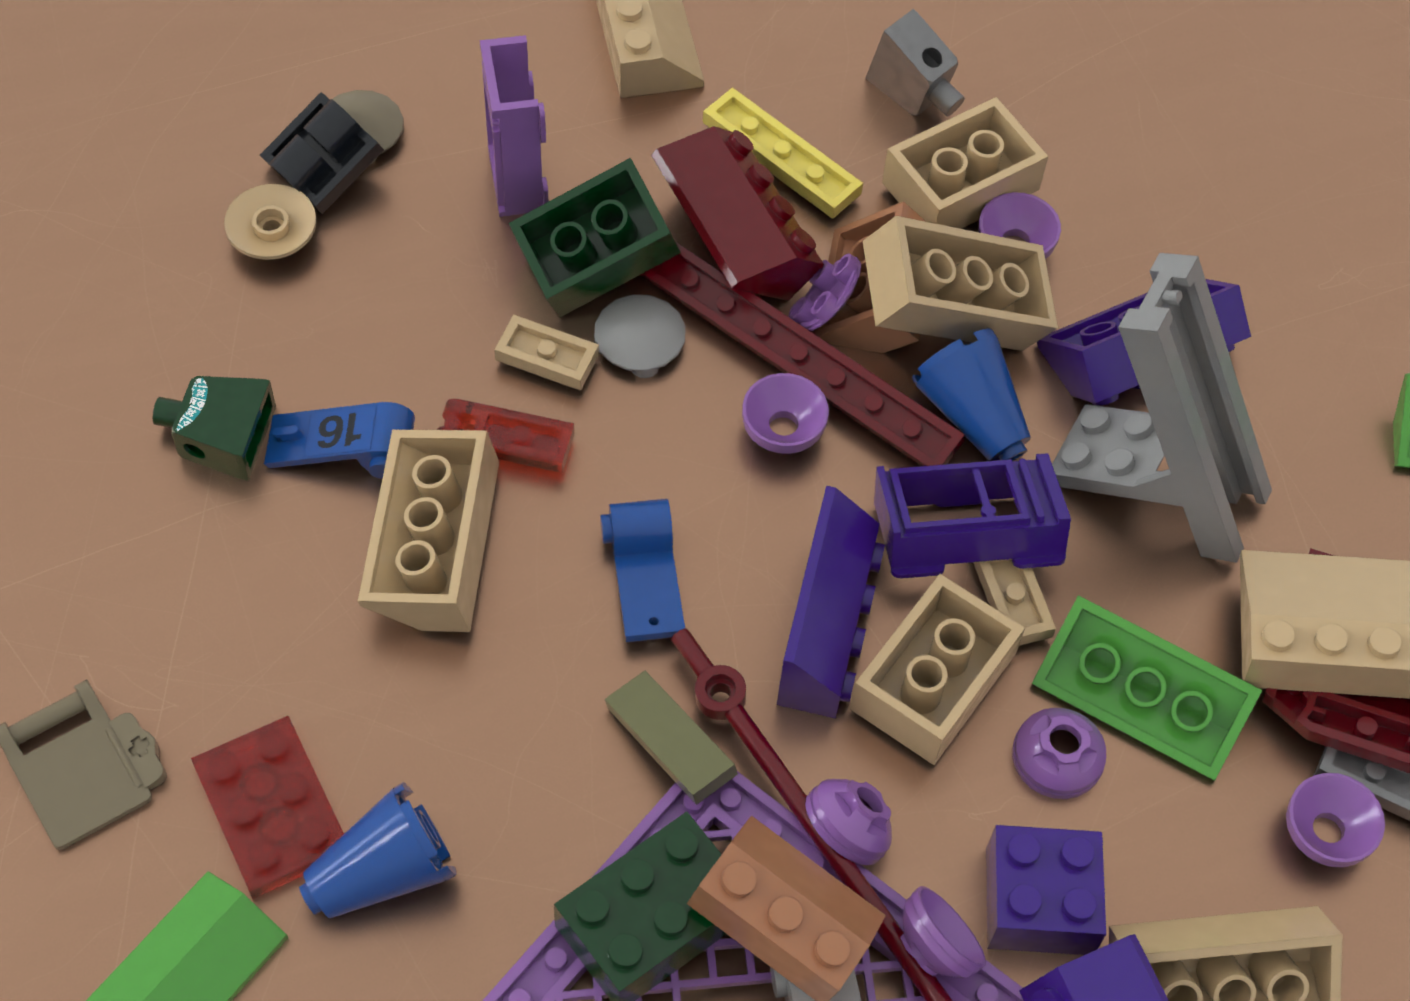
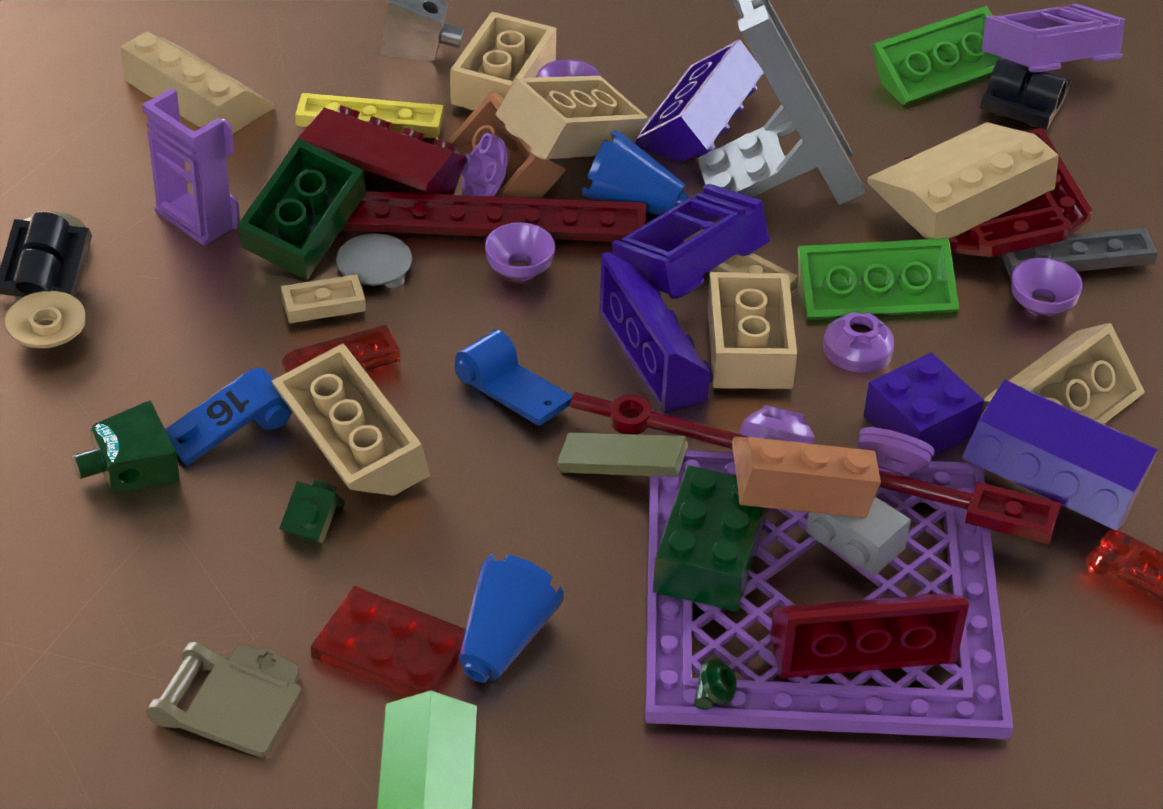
camera: 35 degrees left, 15 degrees down
(322, 600) = (311, 510): none -> dark green bracket

